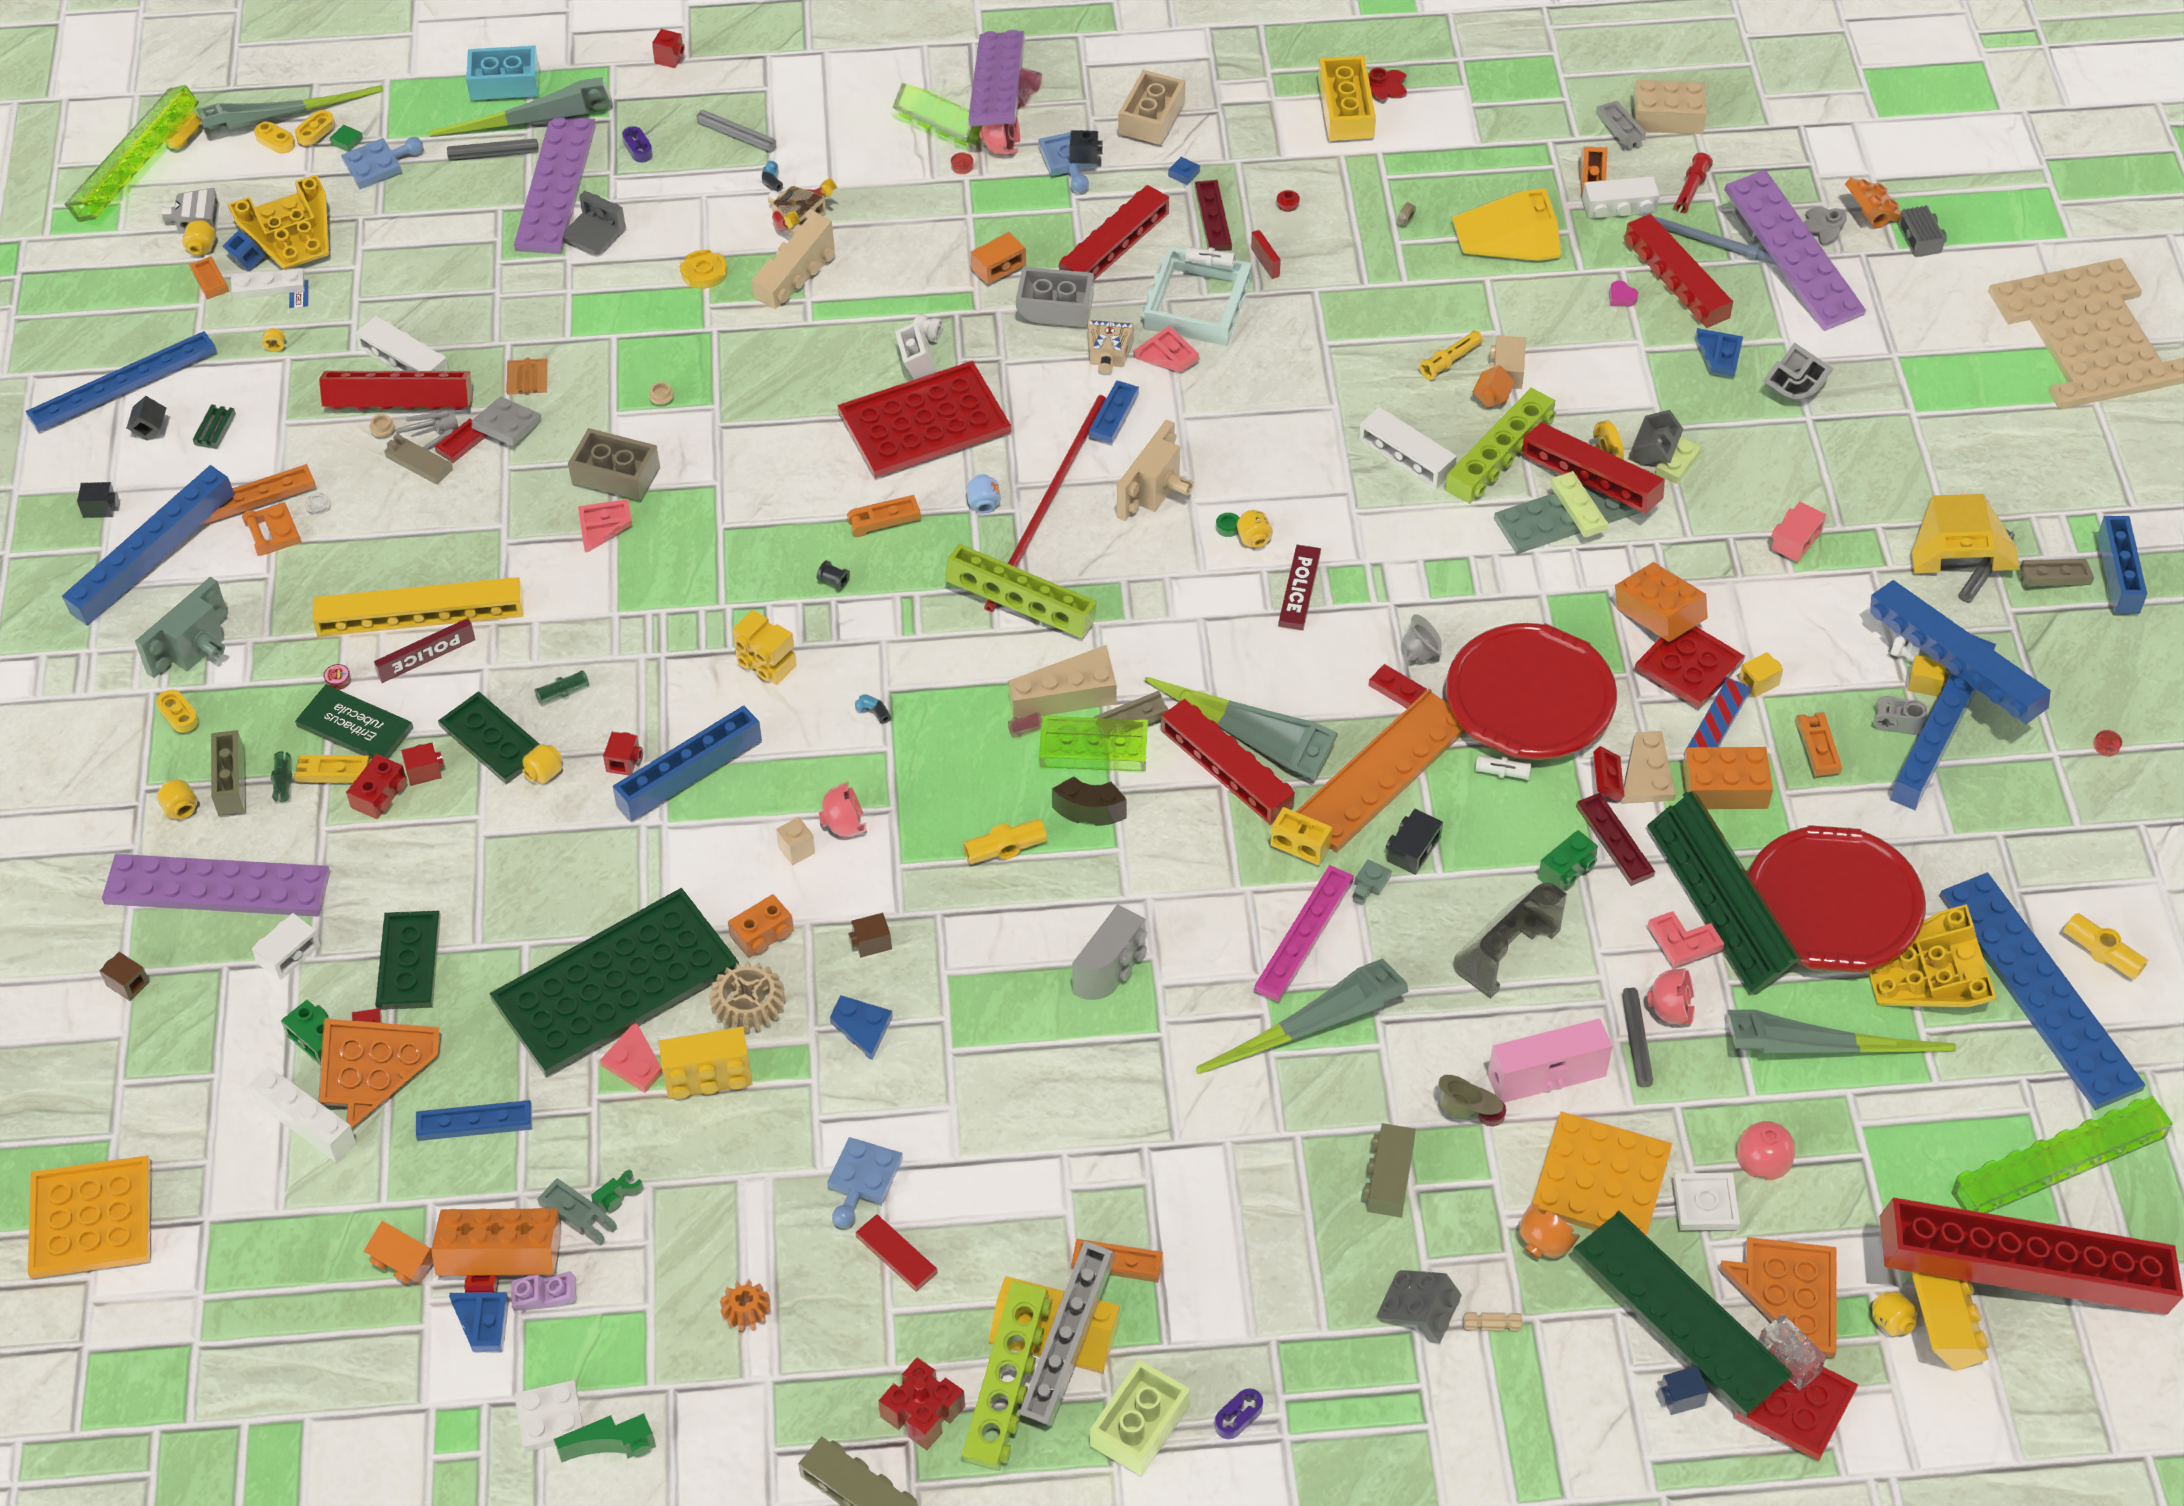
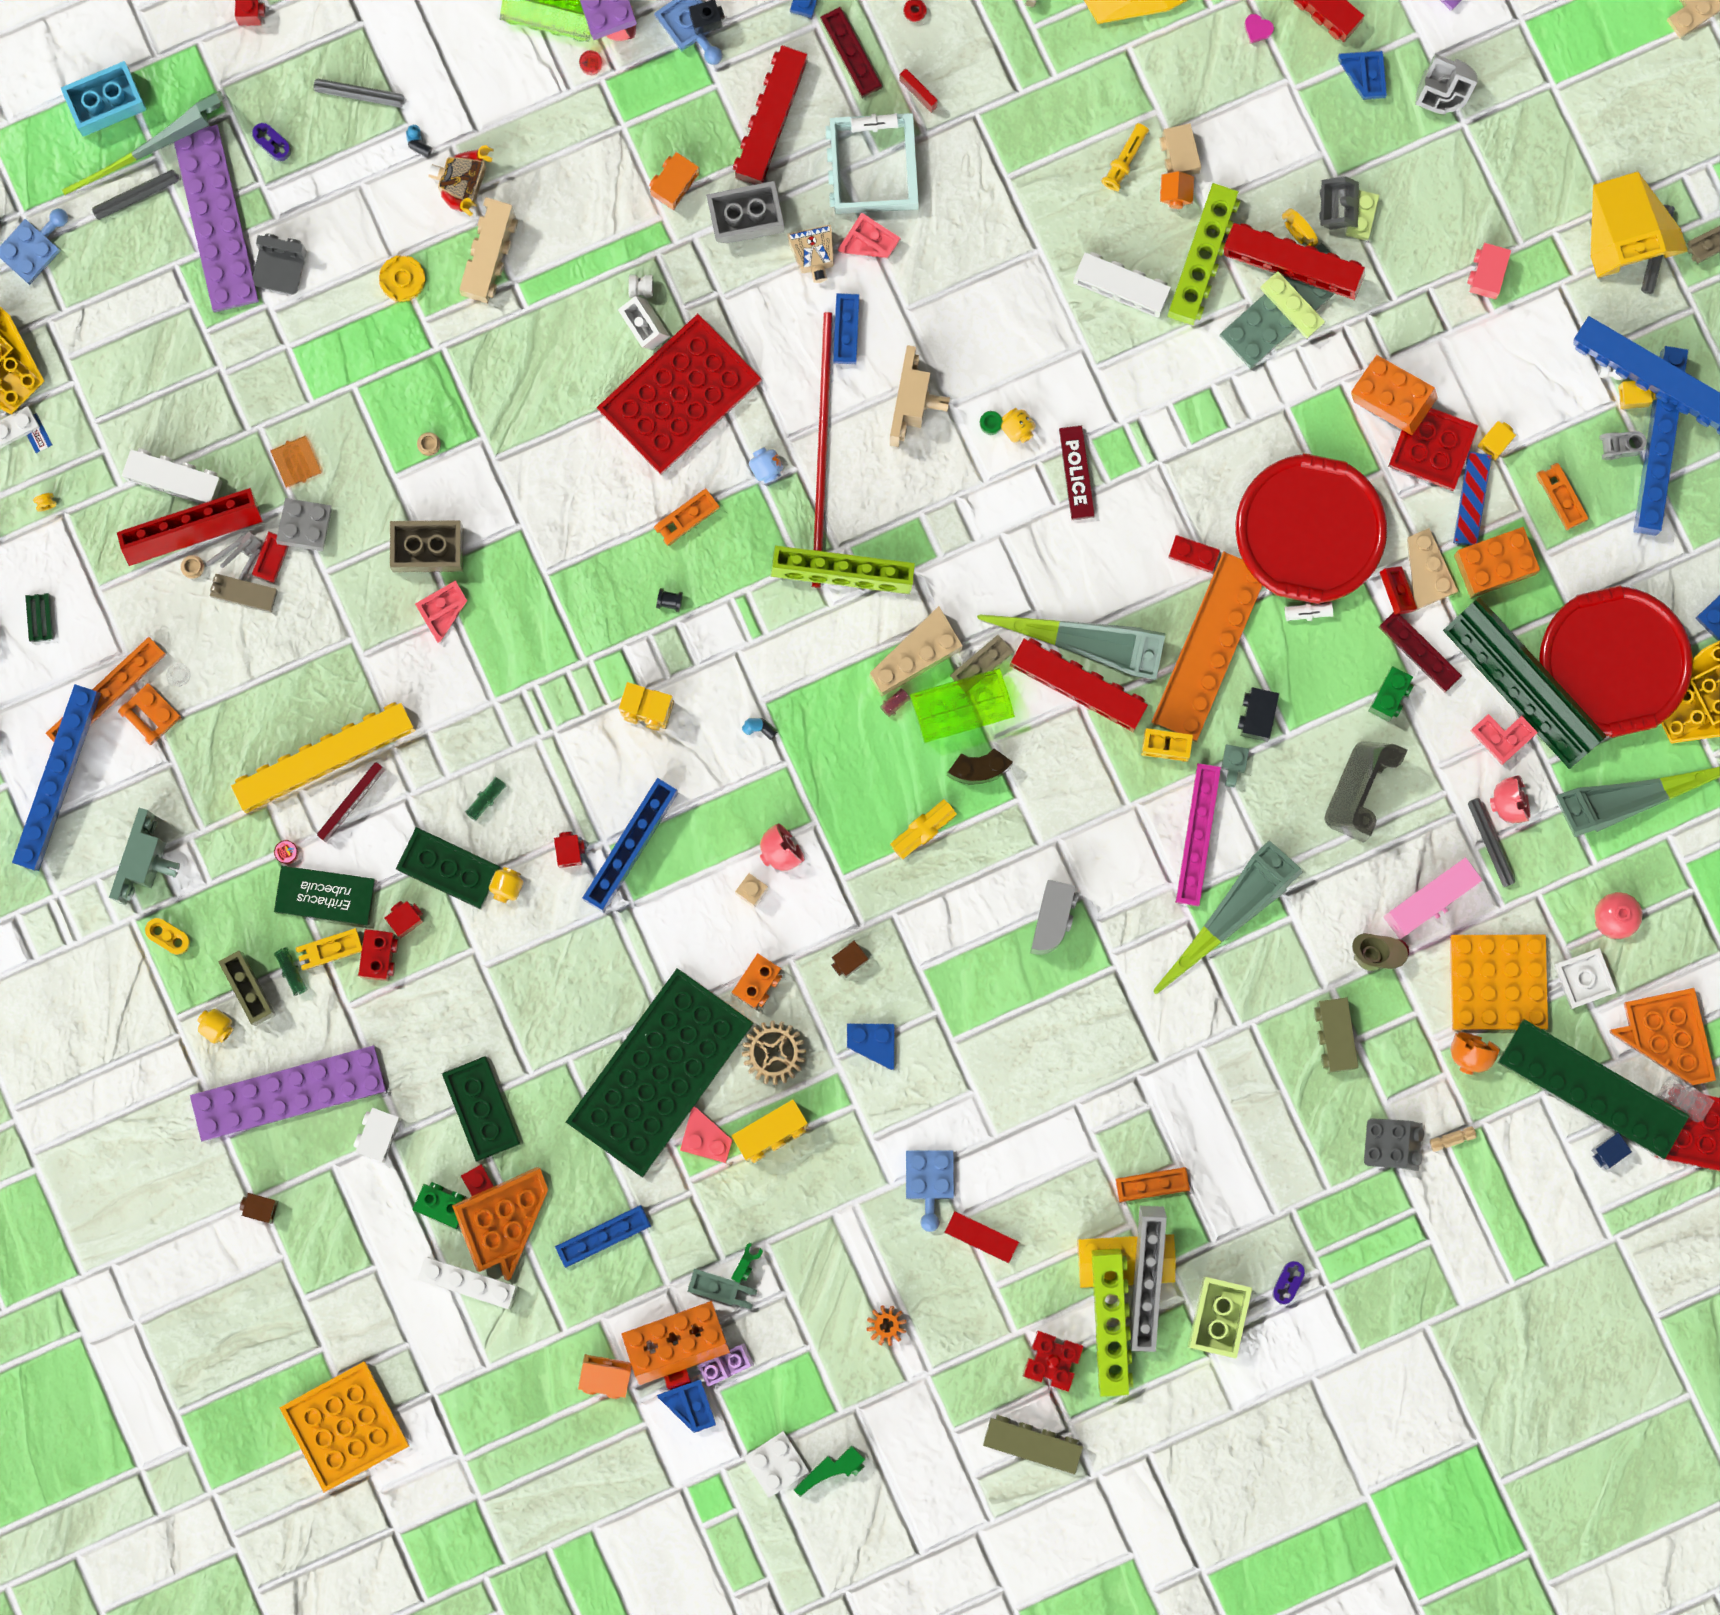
camera: 20 degrees left, 30 degrees up
(1422, 640) = (1202, 500): light grey piece -> none

